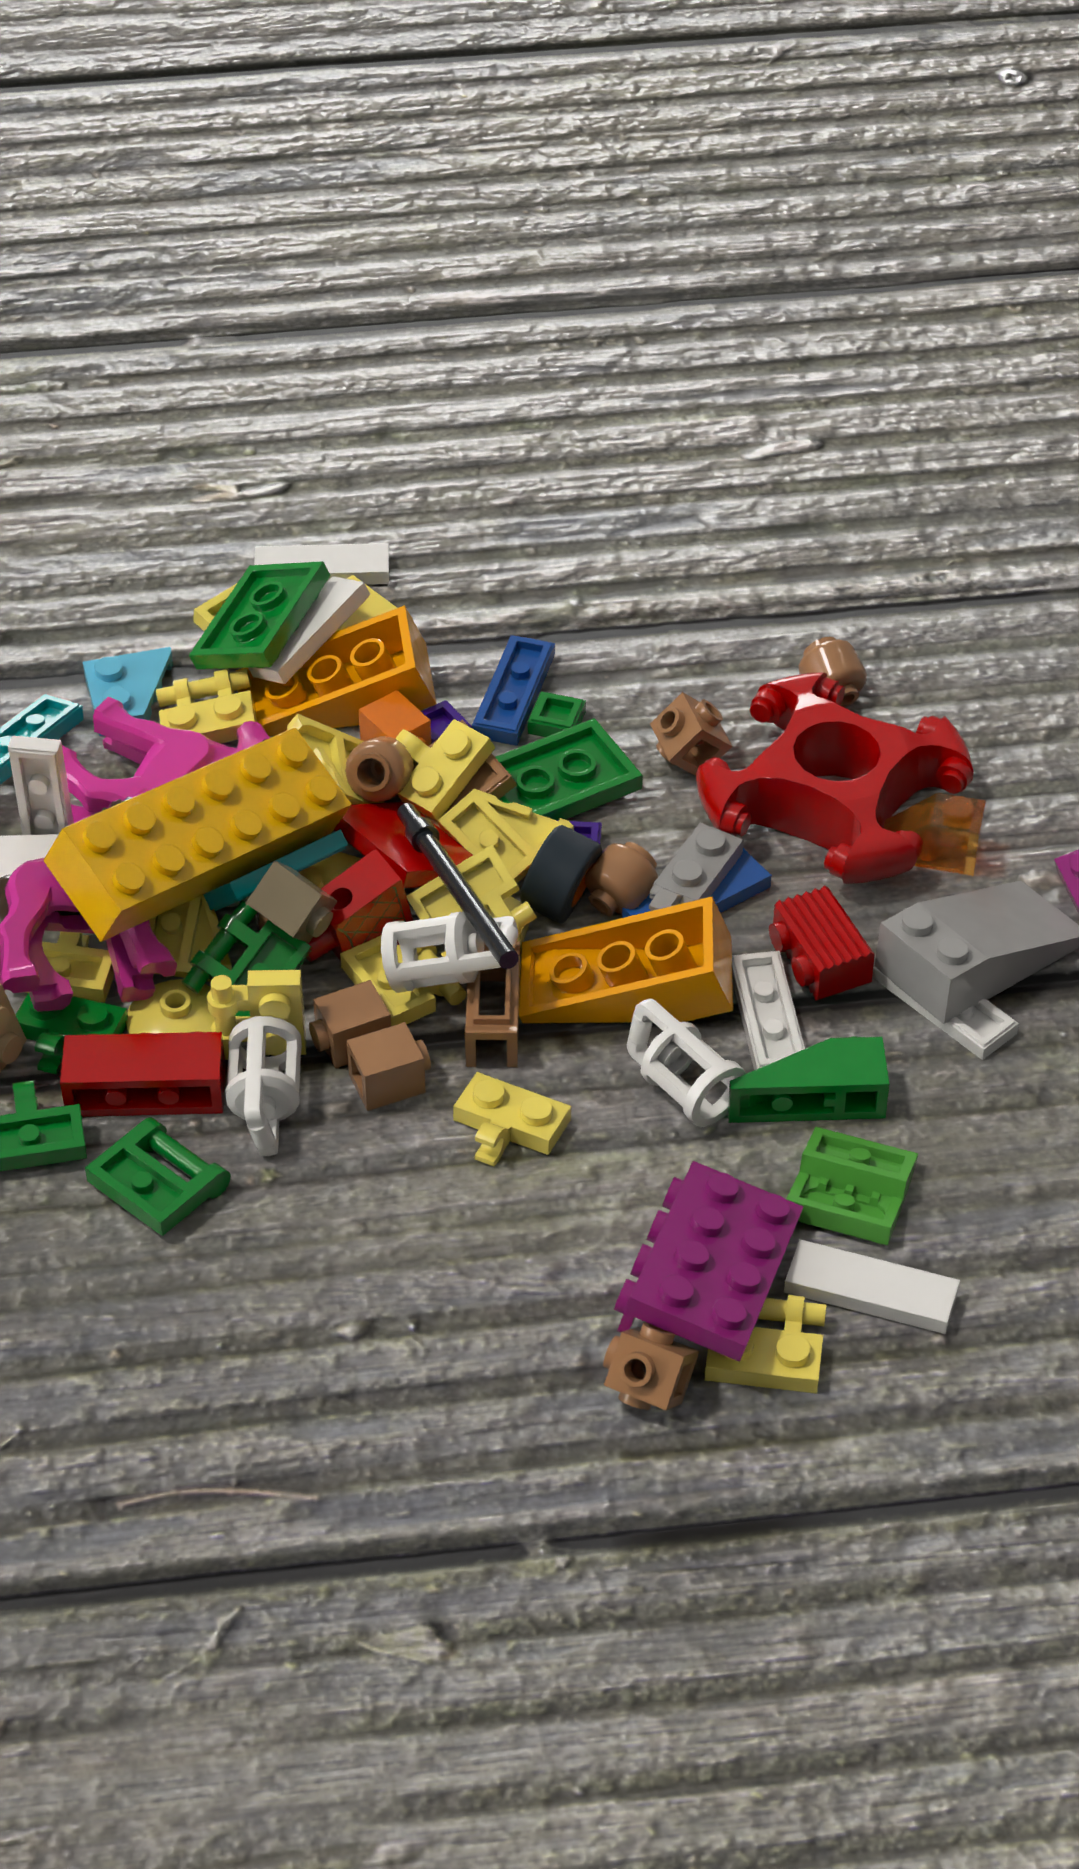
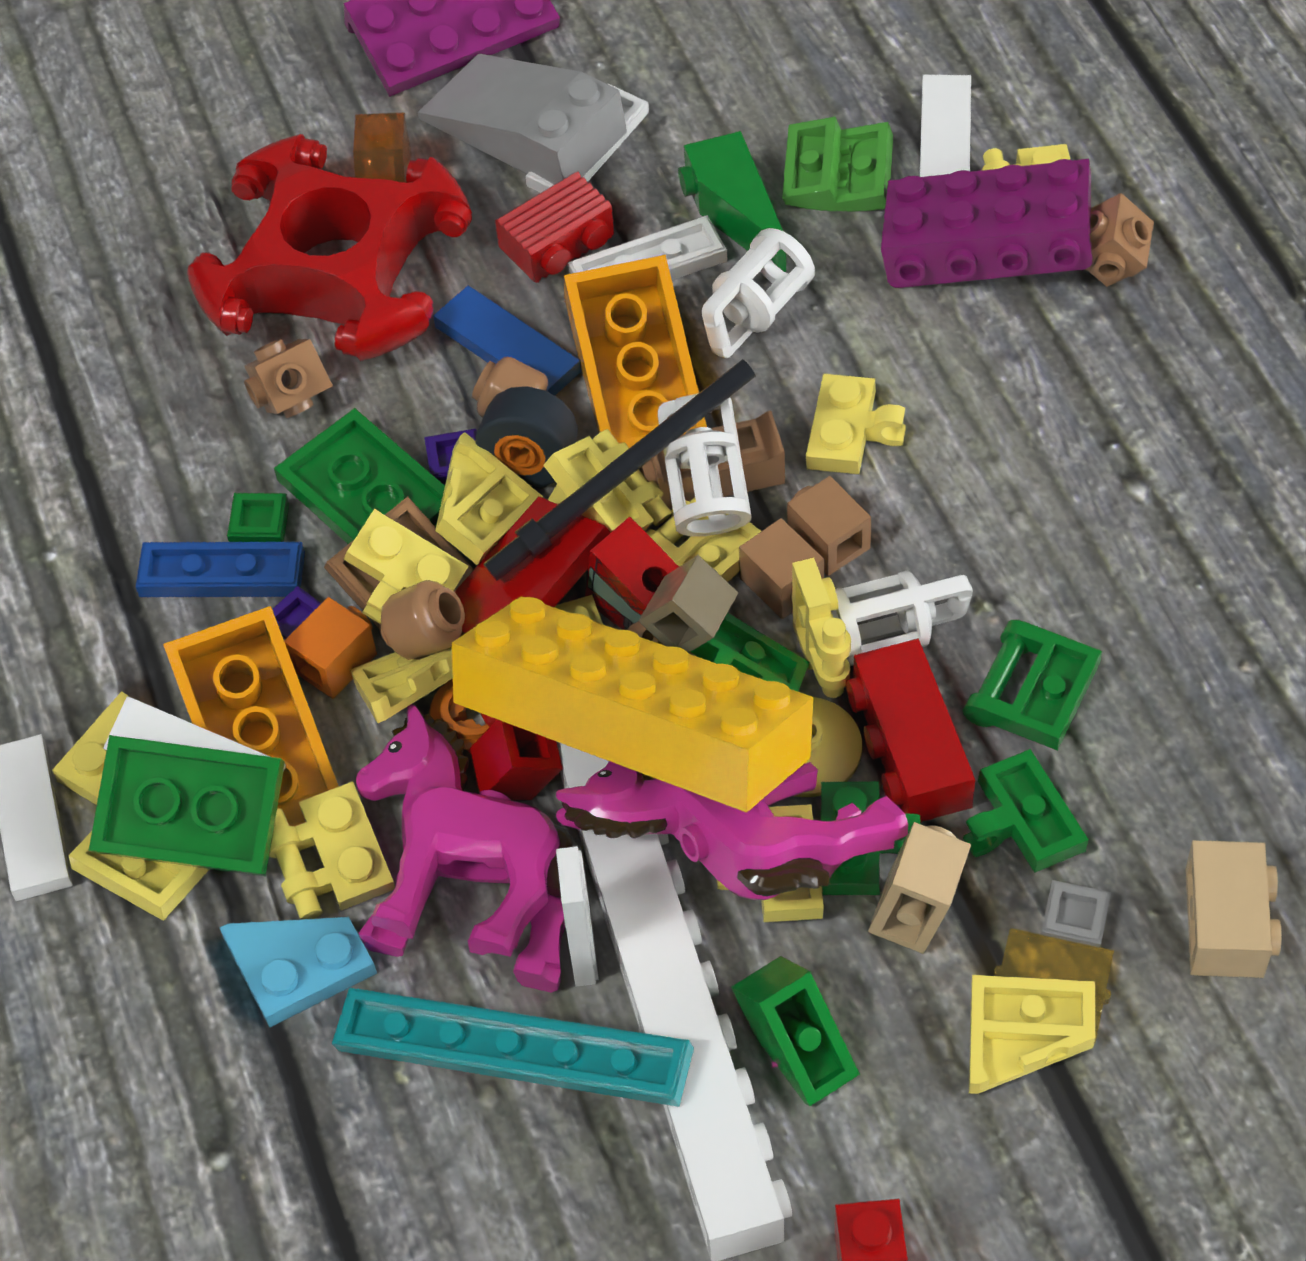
camera: 100 degrees left, 10 degrees up
(696, 867) = (494, 334): light grey hinge -> none
(839, 662) = (155, 286): medium nougat head -> none

